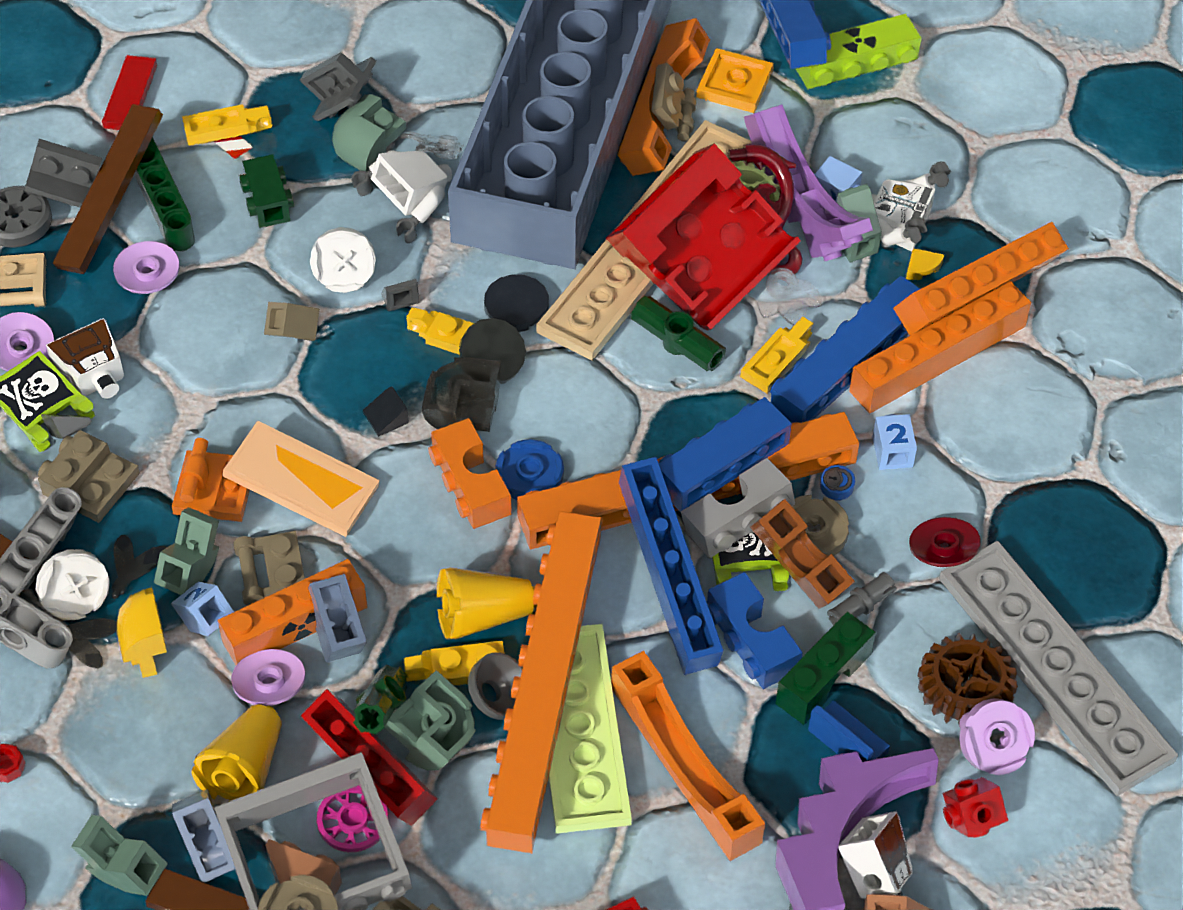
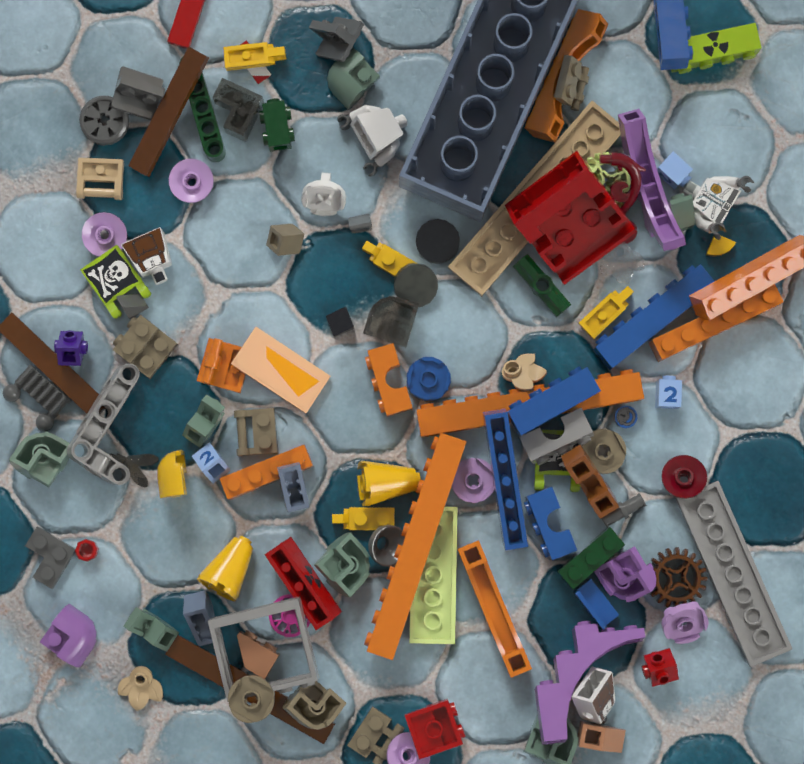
camera: 10 degrees right, 30 degrees up
(72, 584) = (130, 434): white tile -> none
(130, 568) = (167, 418): clear smoke piece -> none
(210, 174) = (243, 108): none -> clear smoke brick
(268, 677) = (247, 505): lavender dish -> none
(380, 699) = (314, 550): dark green piece -> none
(442, 146) = (397, 96): clear plate -> none
(621, 608) = (473, 493): none -> lavender plate
(667, 439) = (523, 372): none -> tan plate
(734, 80) = (620, 59): light orange tile -> none
(886, 679) = (627, 575): none -> medium lavender brick

